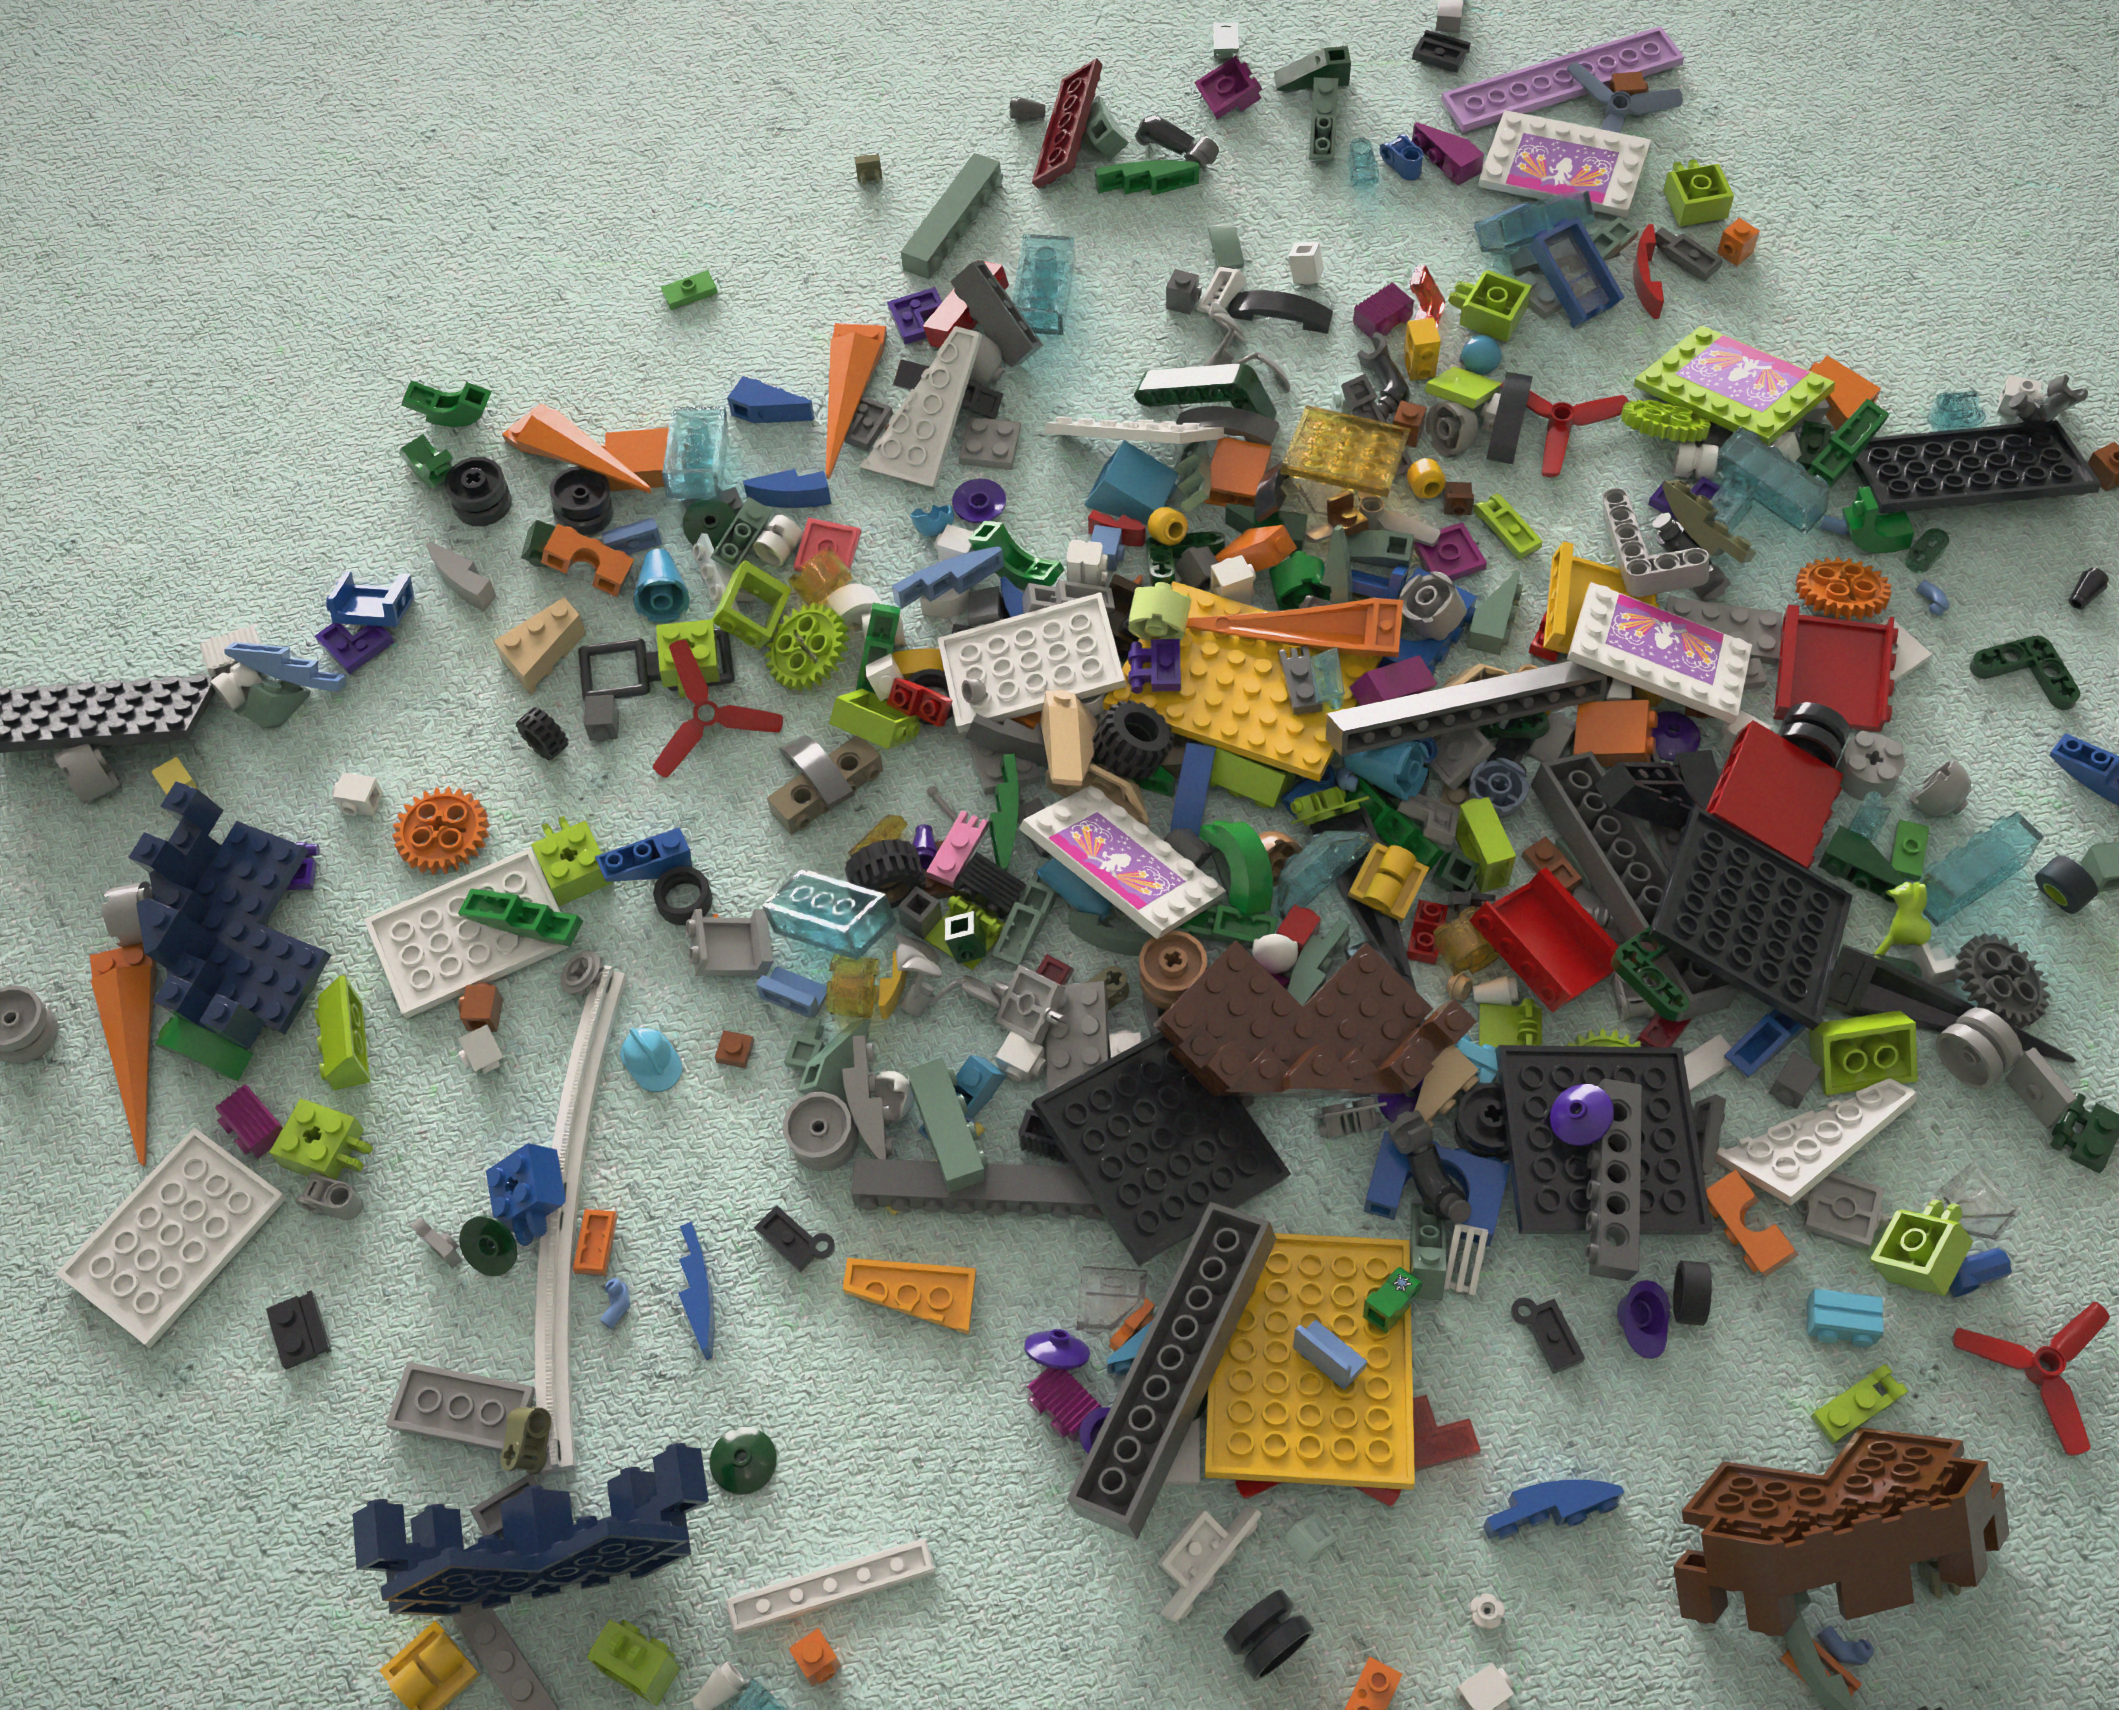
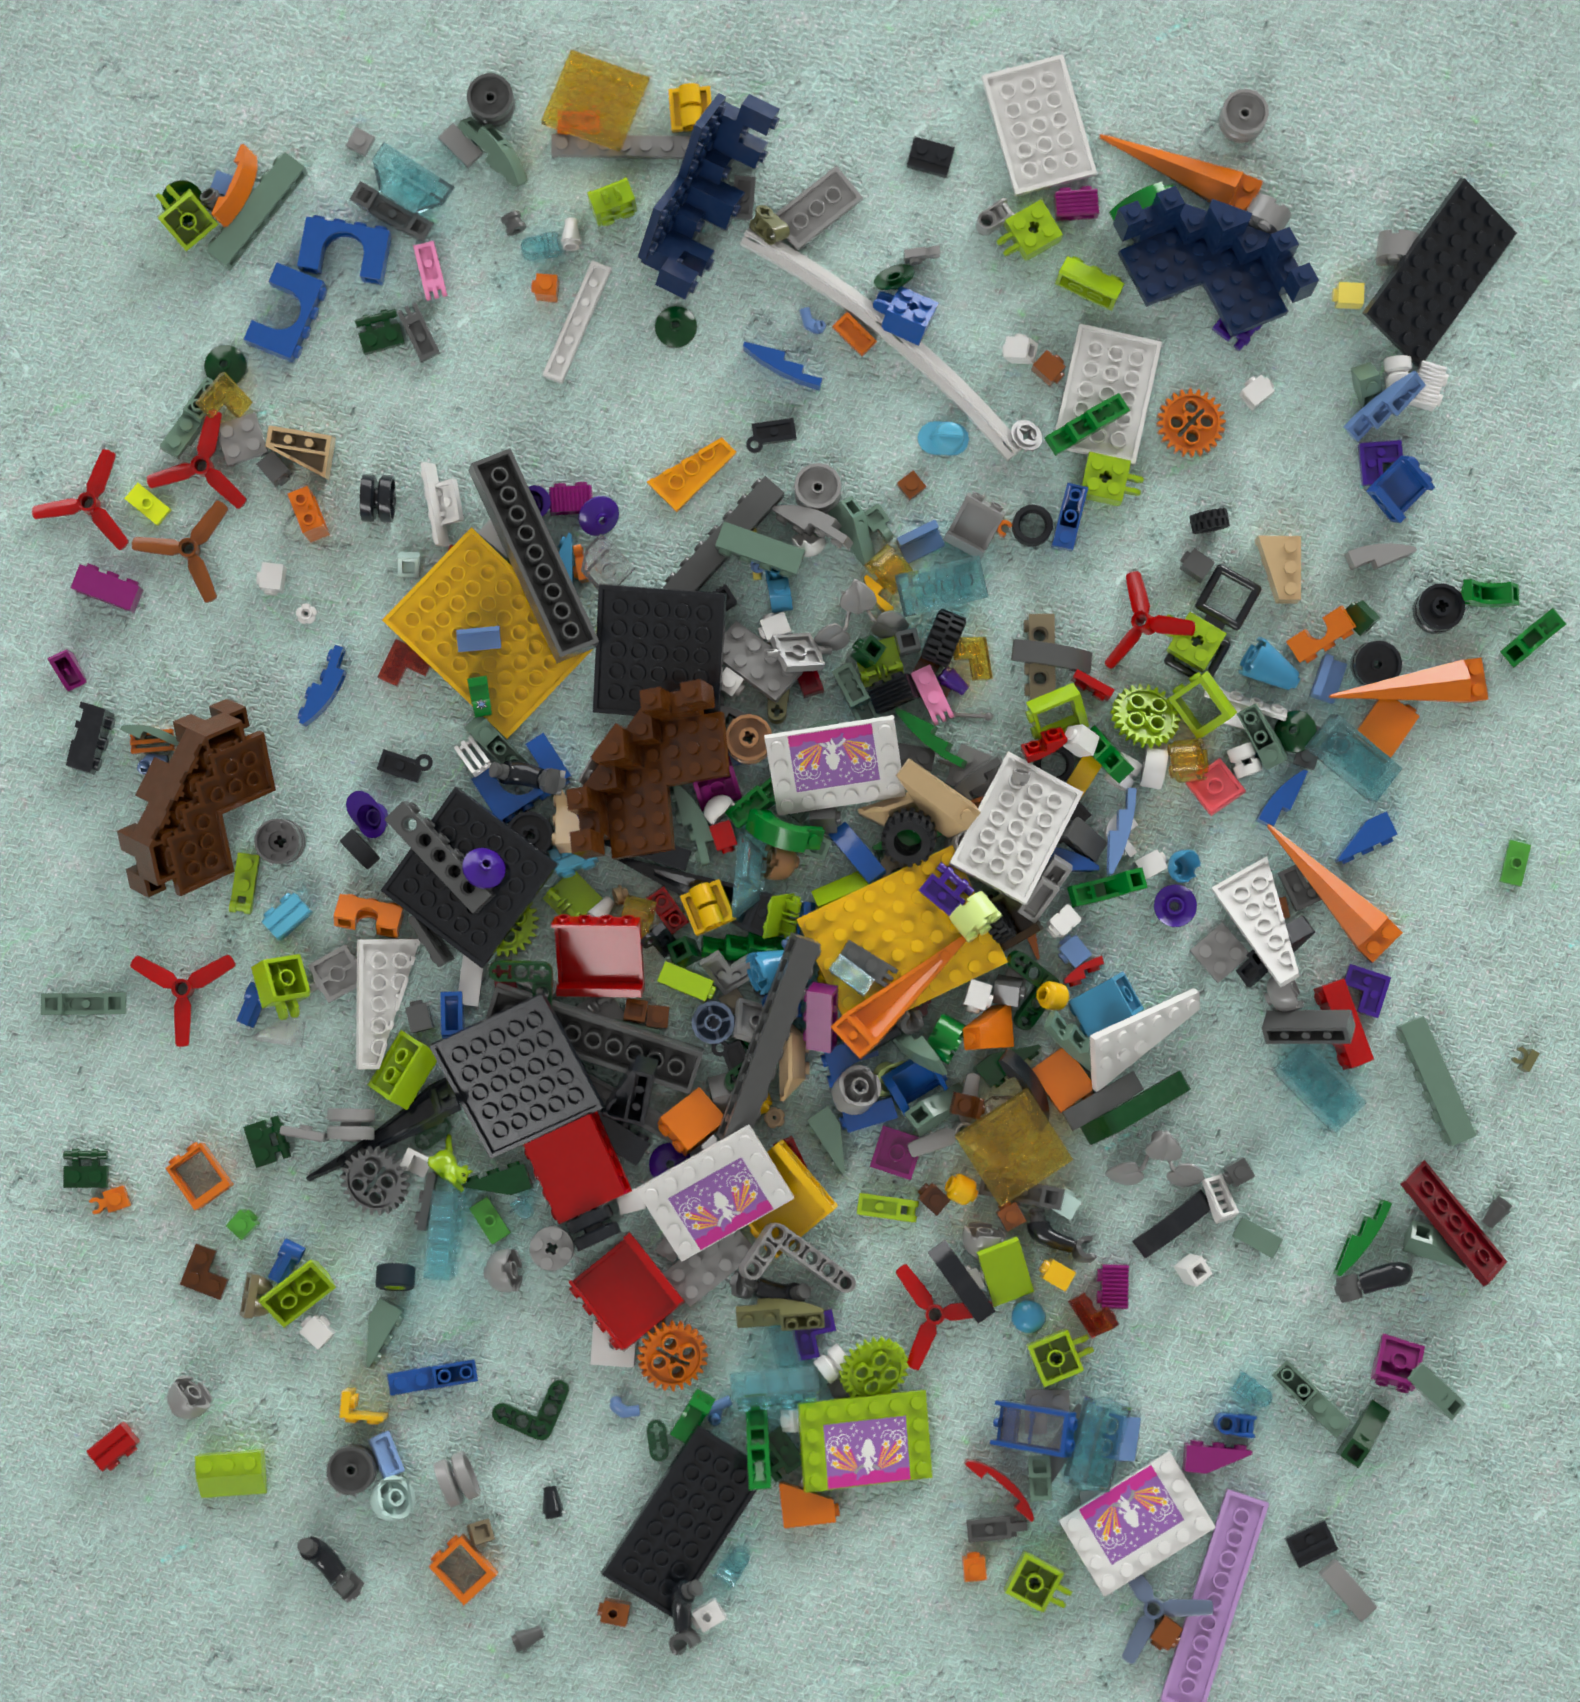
camera: 125 degrees right, 25 degrees up
(816, 708) = (1084, 681): none -> red plate
(1789, 1380) = (270, 833): none -> flat silver wheel
(1961, 920) = (425, 1197): none -> dark grey hinge

